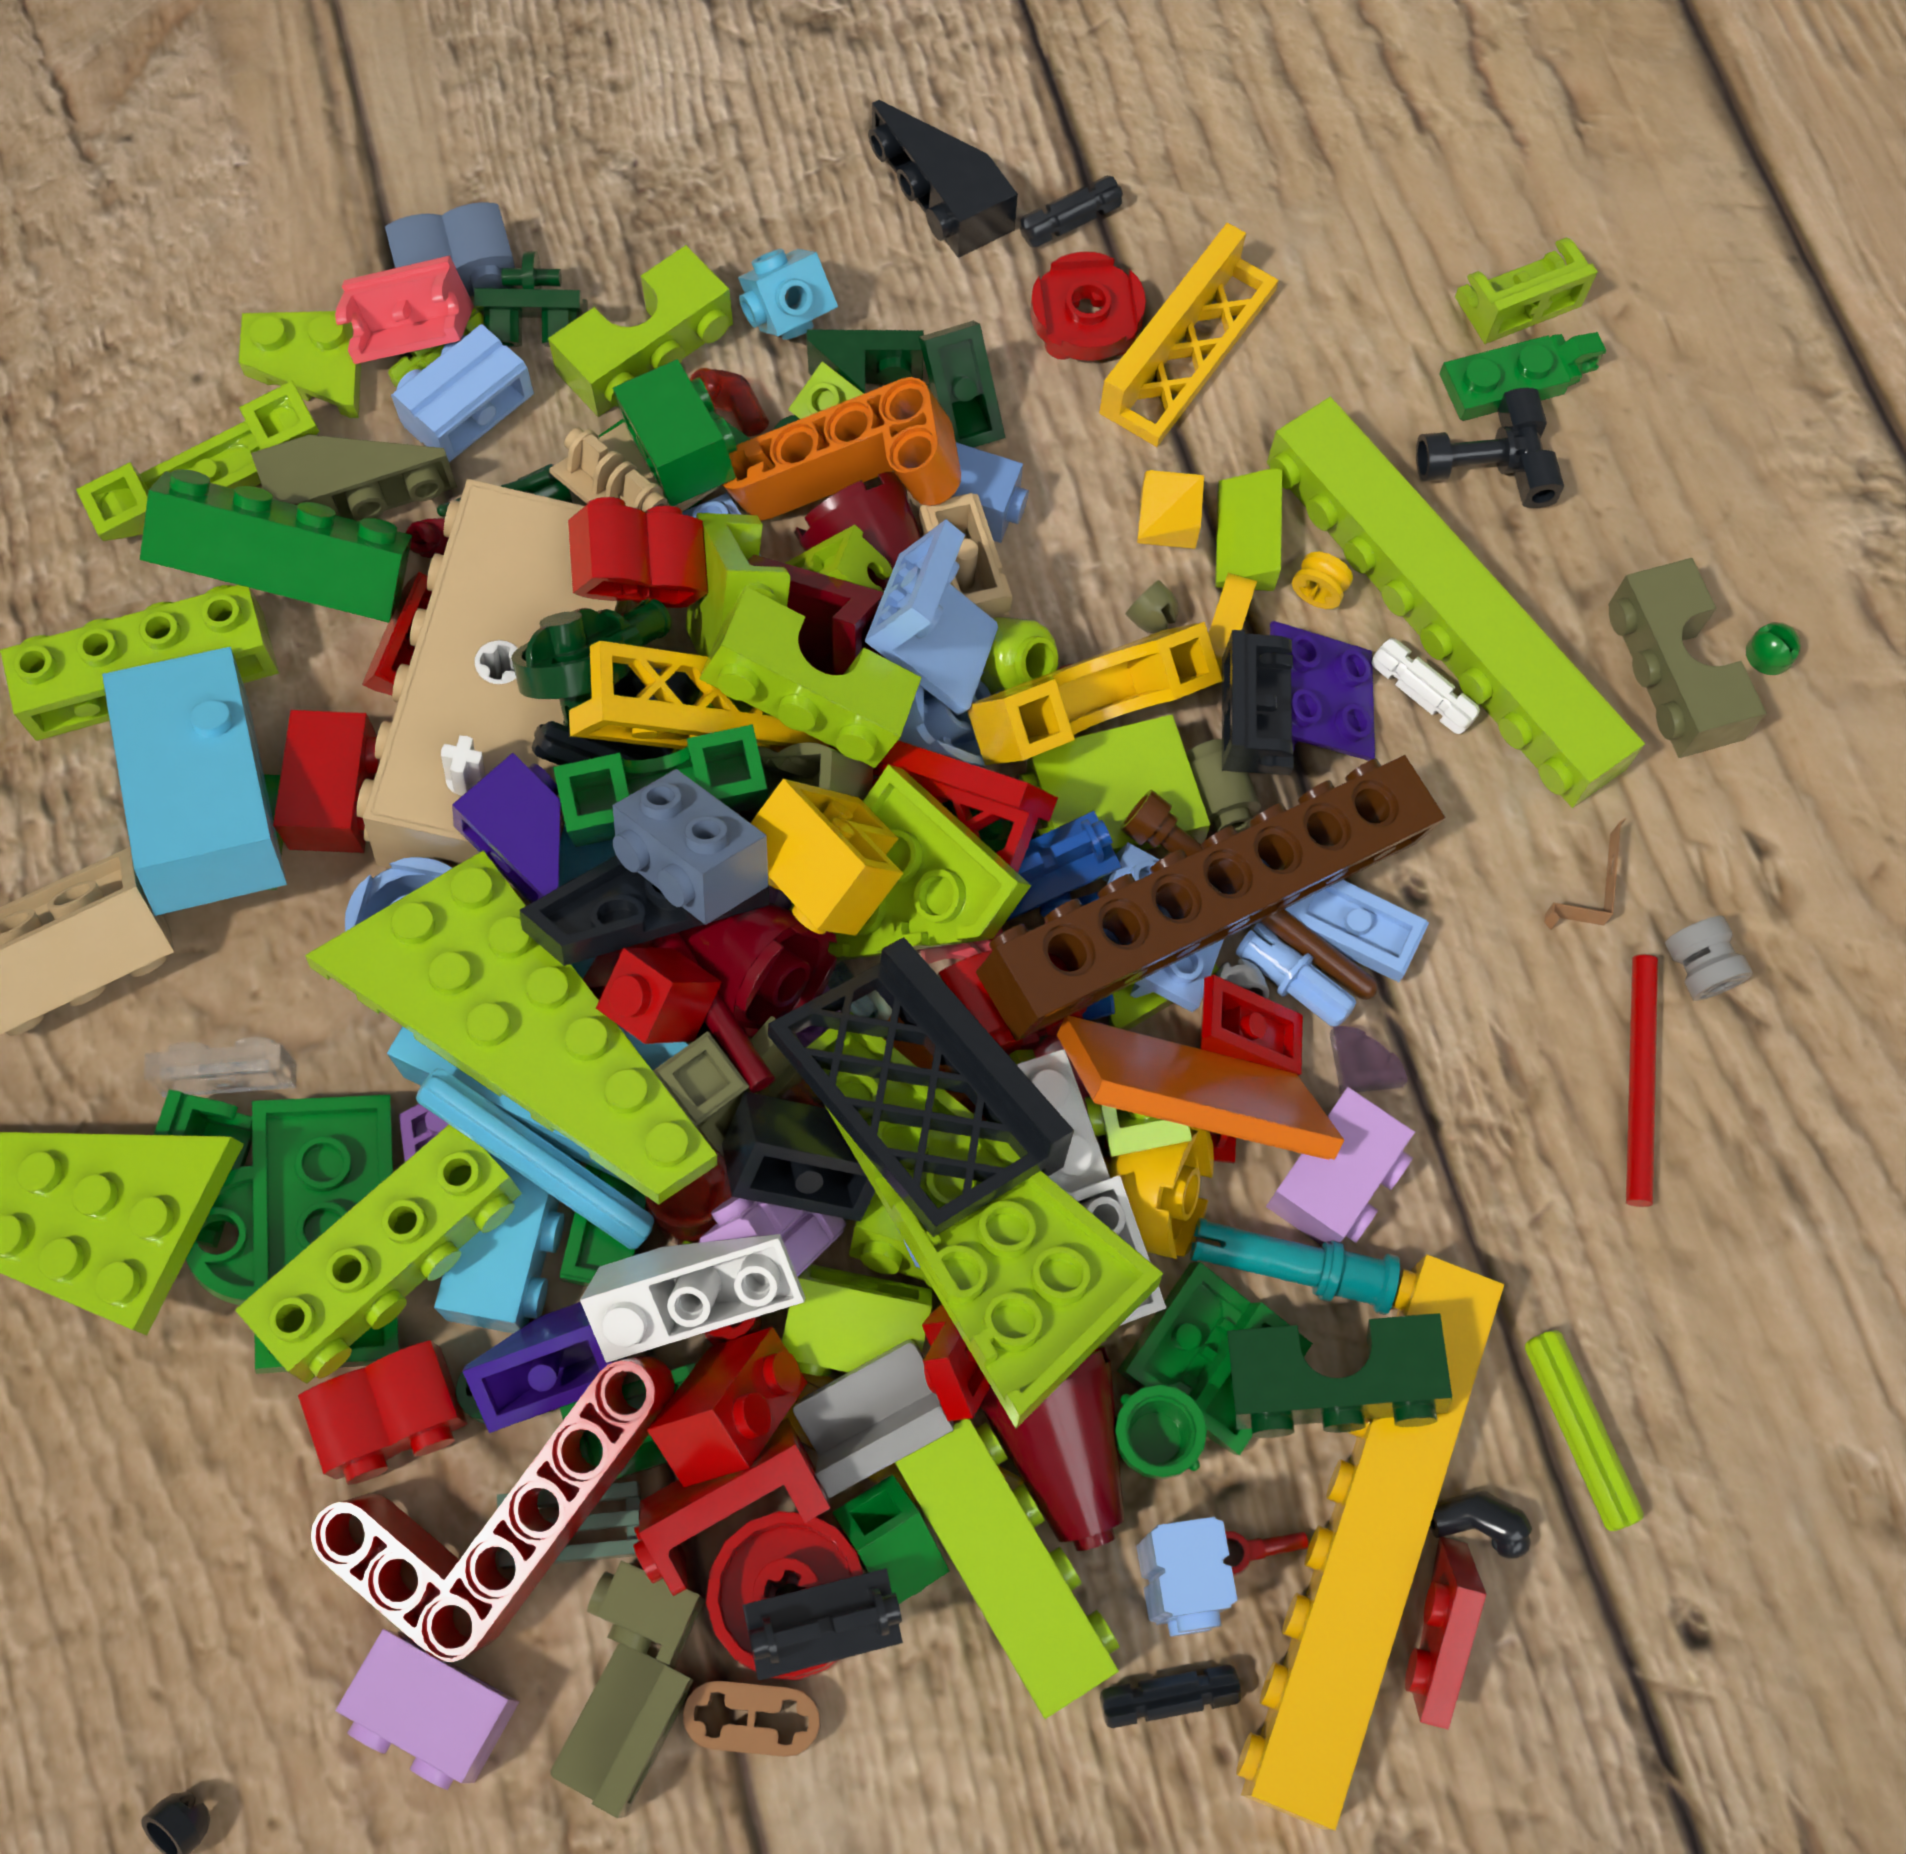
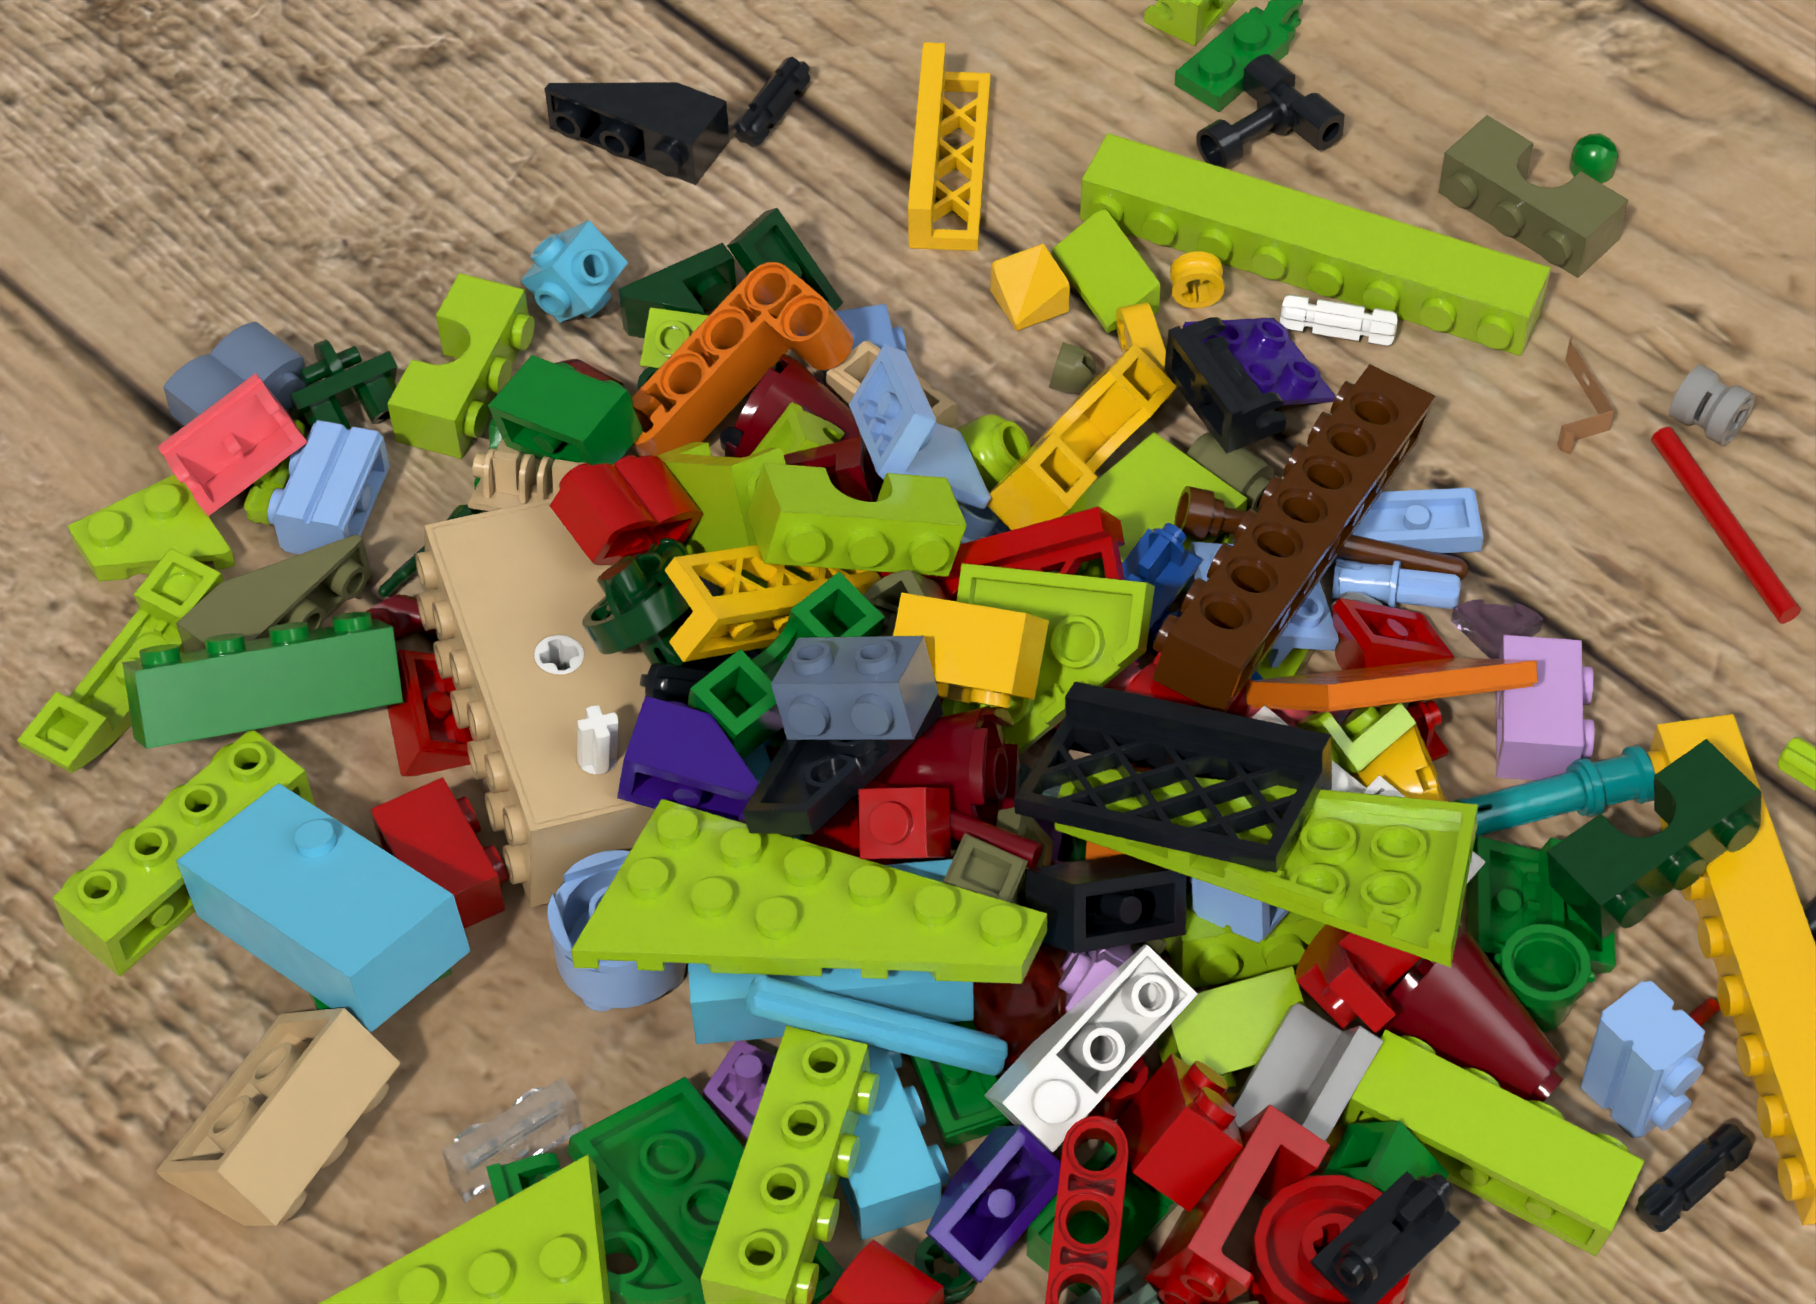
camera: 25 degrees left, 15 degrees down
(1087, 335) = (845, 192): red plate -> none

